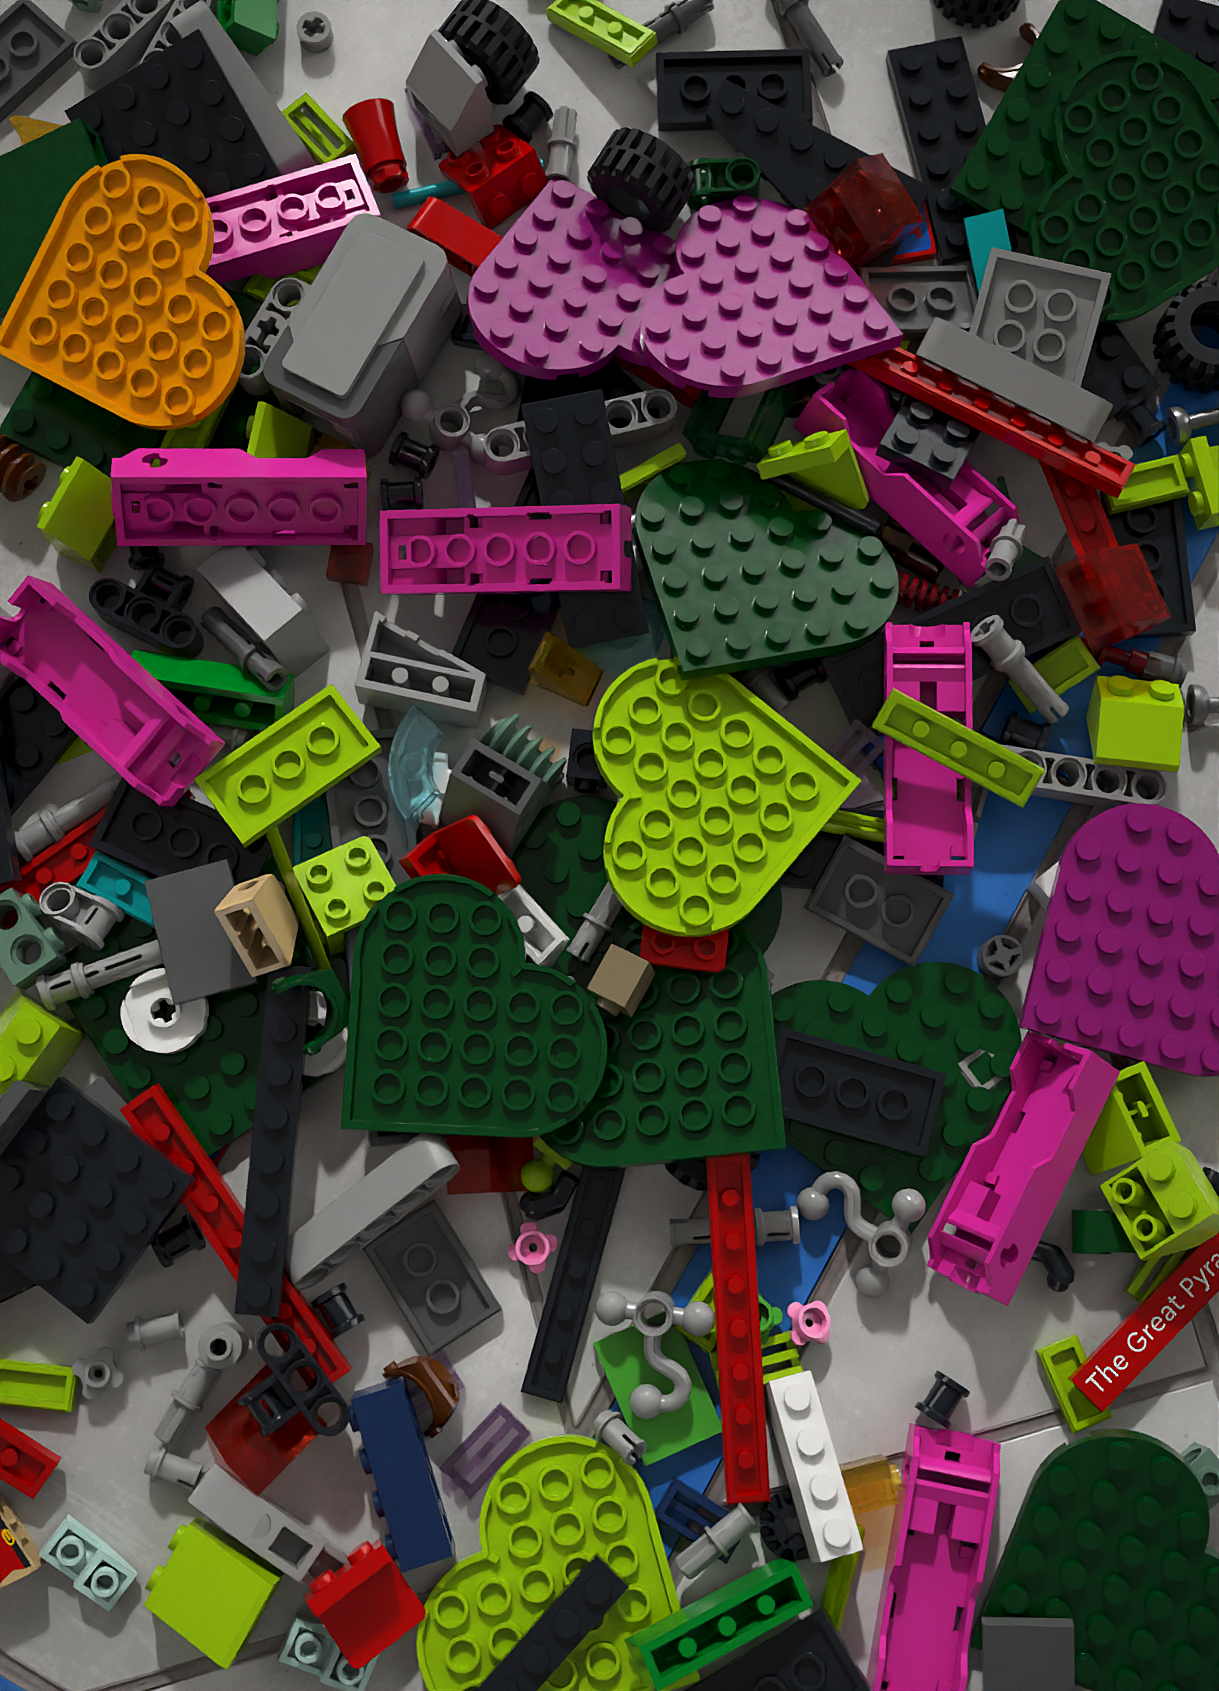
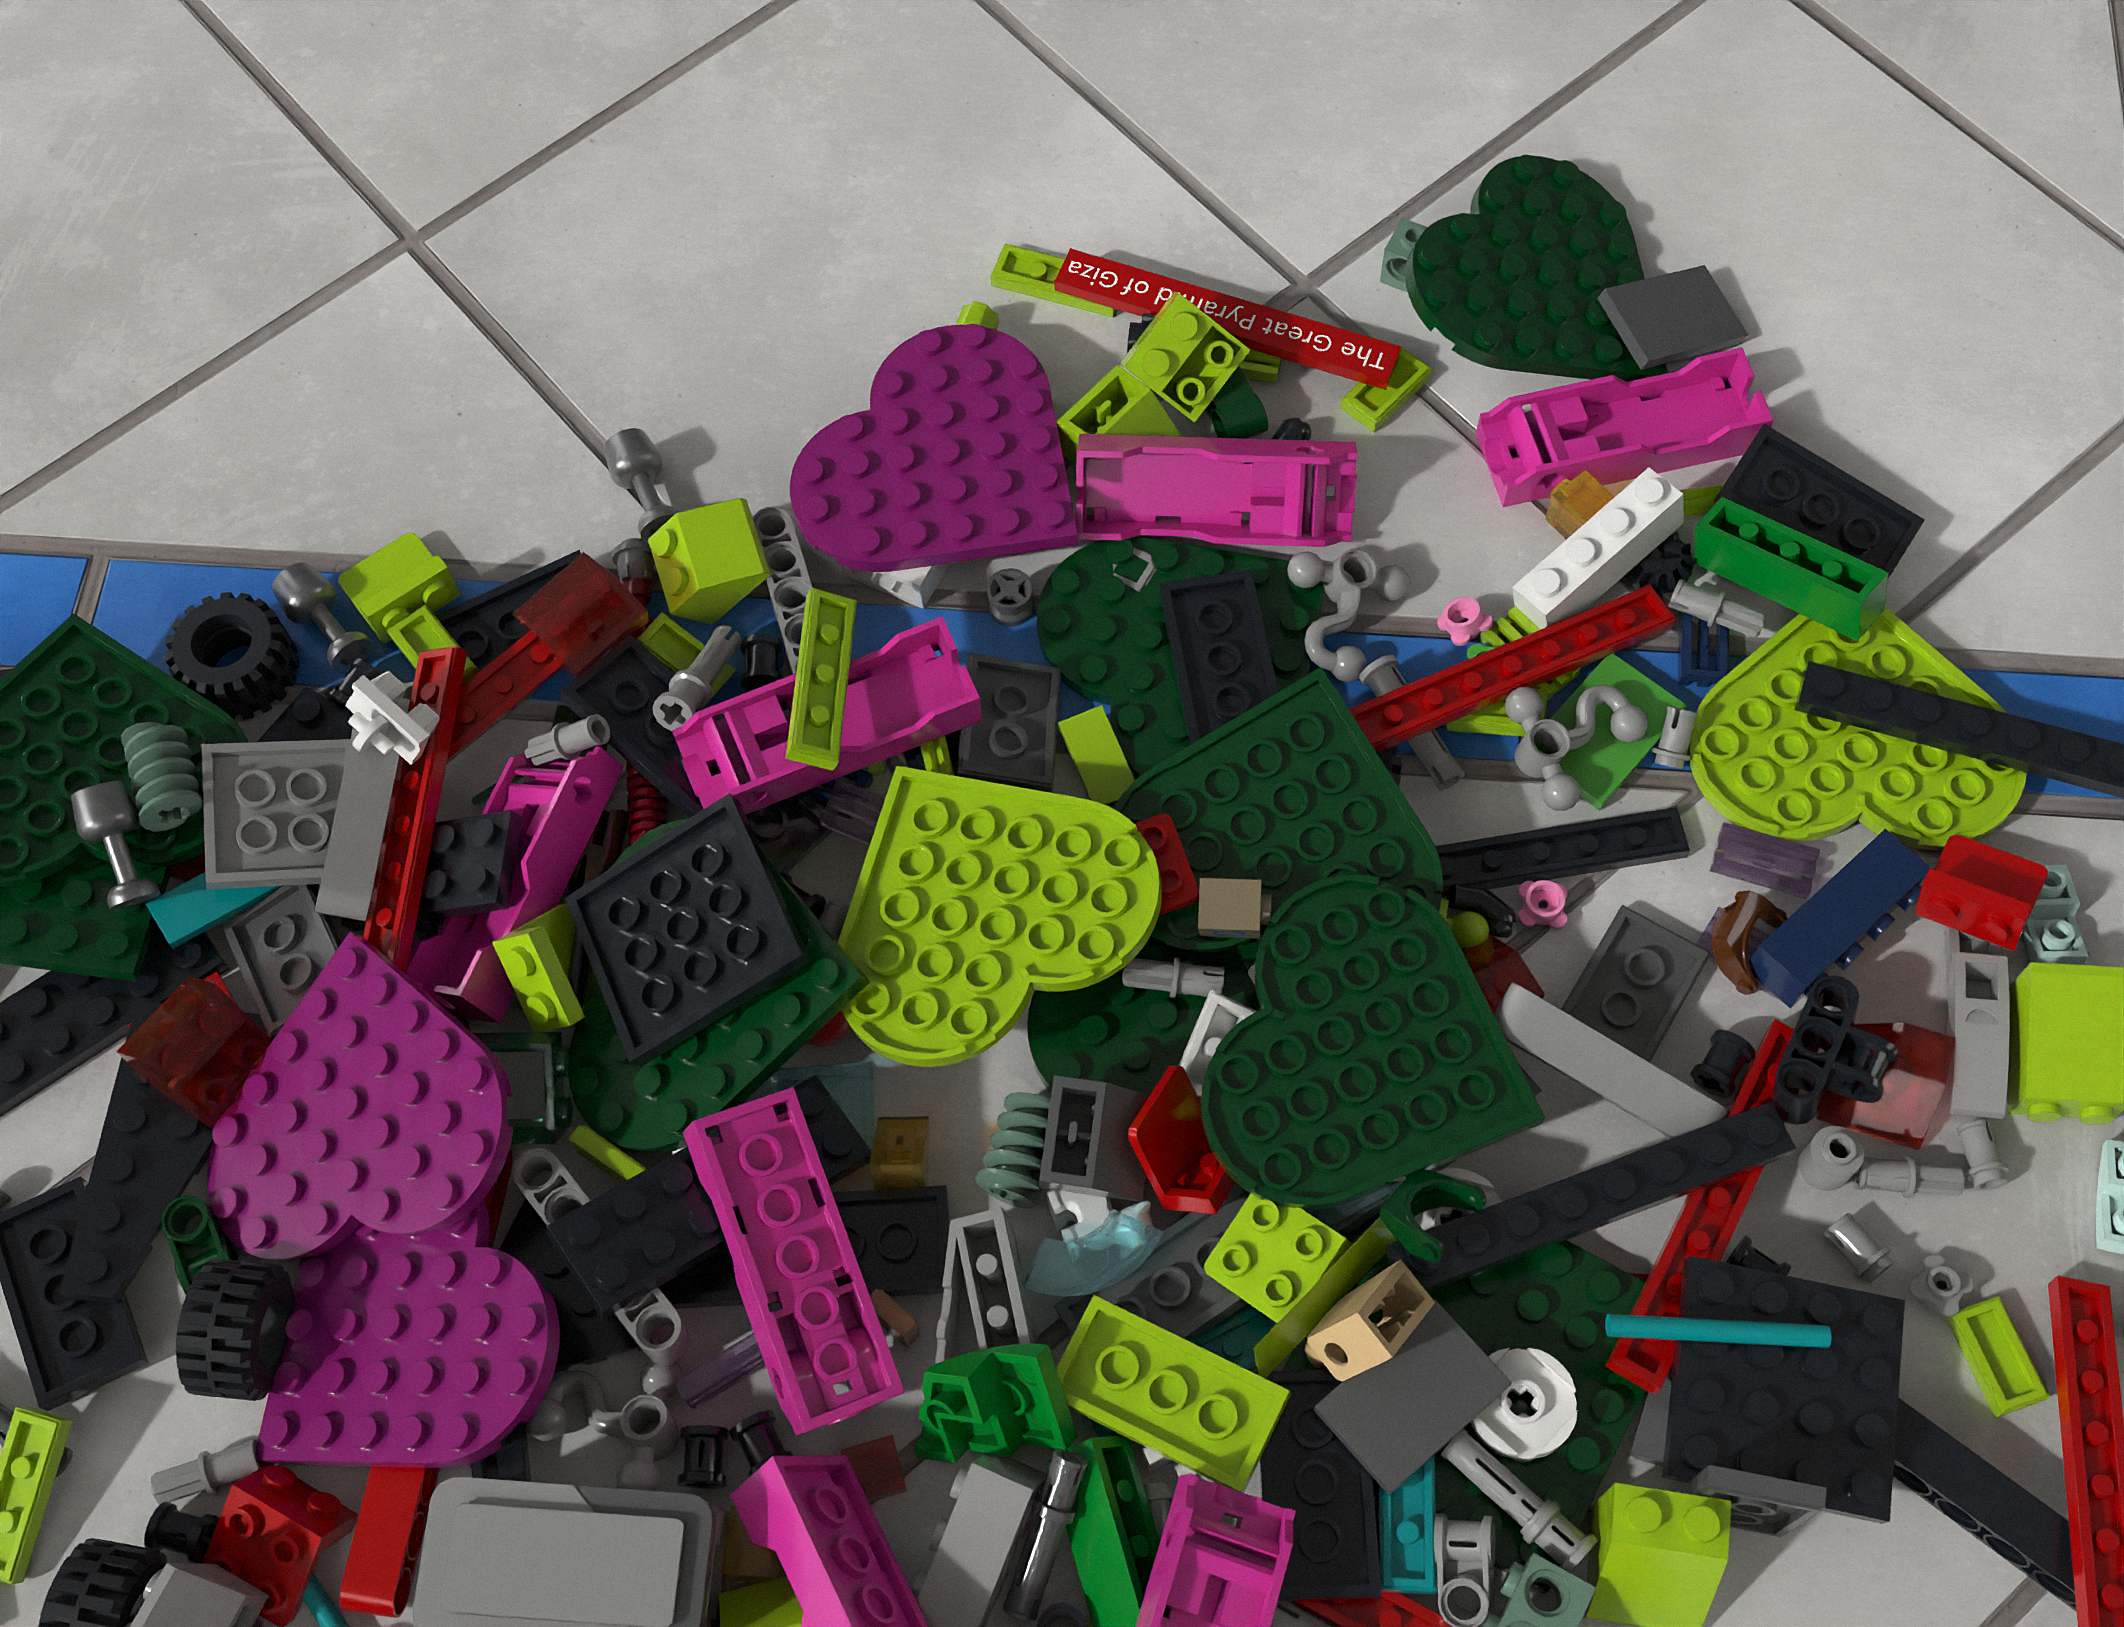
camera: 110 degrees left, 15 degrees down
(126, 1164) = (1718, 1330): none -> teal bar
(343, 651) = (993, 1404): none -> green slope
(446, 615) = (895, 1318): none -> medium nougat tile
(583, 781) = (987, 1098): black brick -> none
(790, 568) = (686, 930): none -> black plate
(818, 958) = (1096, 755): none -> lime tile
(942, 1399) = (1467, 481): black bush -> none
(1077, 191) = (105, 815): none -> flat silver piece
(1087, 404) = (385, 723): none -> white hips
(1098, 237) = (161, 775): none -> sand green piece

